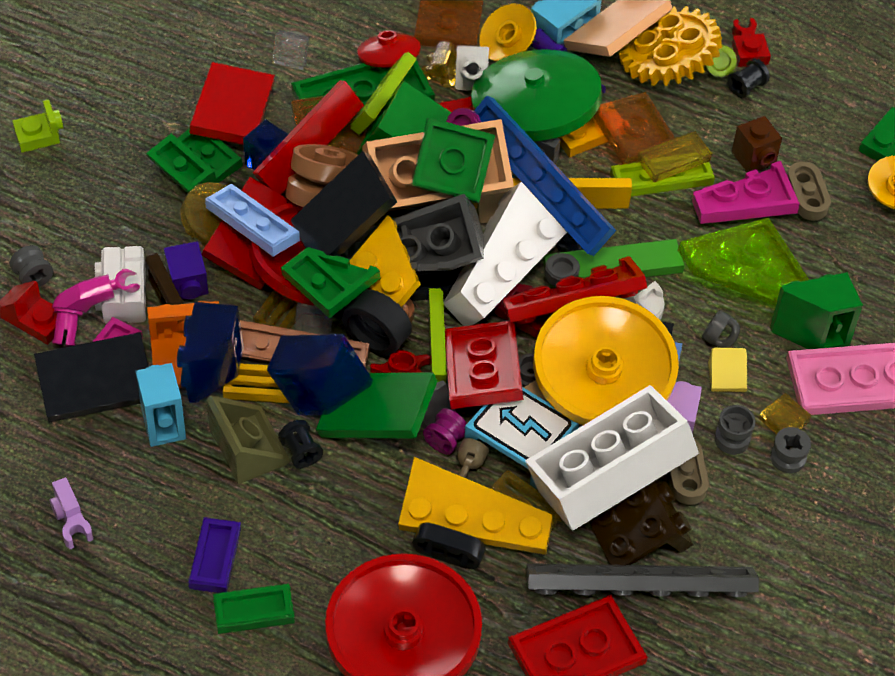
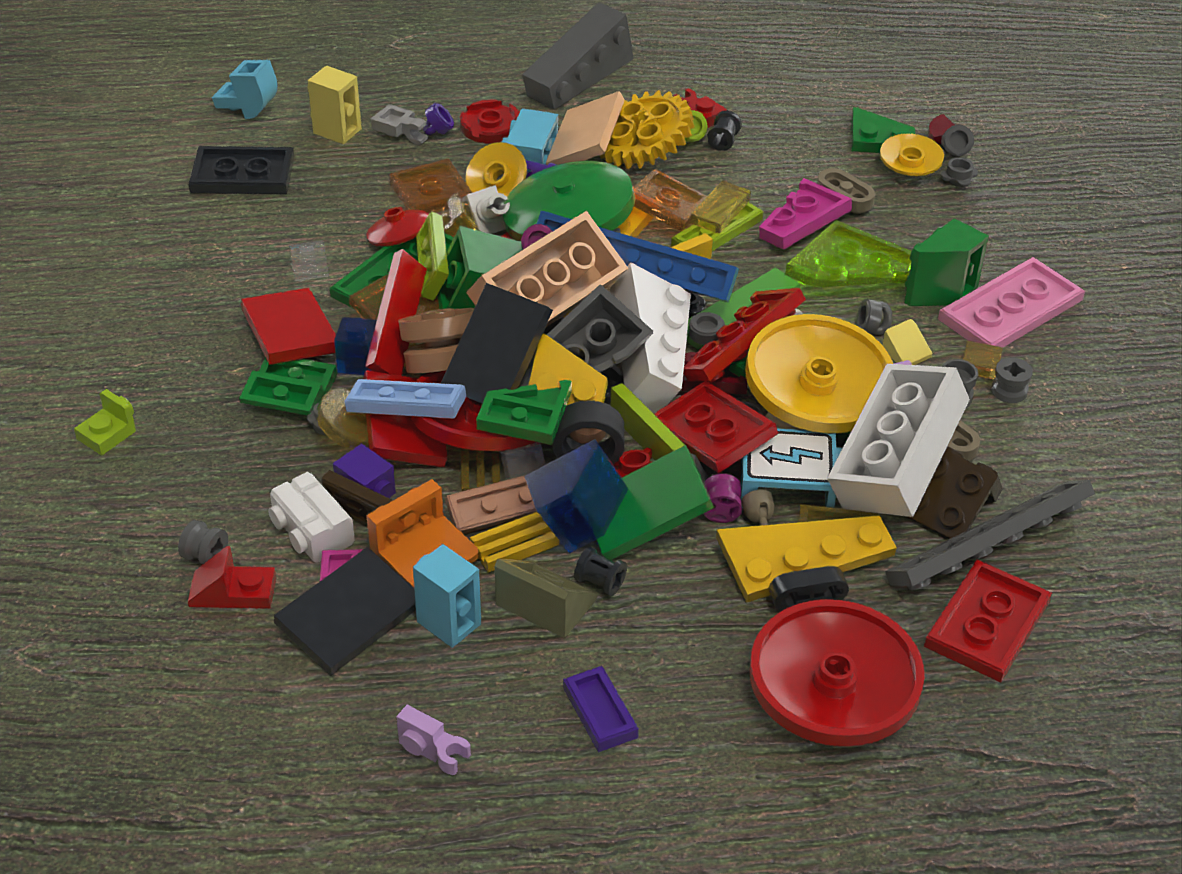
camera: 30 degrees left, 10 degrees down
(81, 297) = (285, 541): dark pink arm -> none
(211, 349) = (459, 512): clear blue slope -> none
(253, 608) = (677, 735): green tile -> none
(452, 160) = (566, 261): green tile -> none
(756, 144) = (778, 172): reddish brown brick -> none

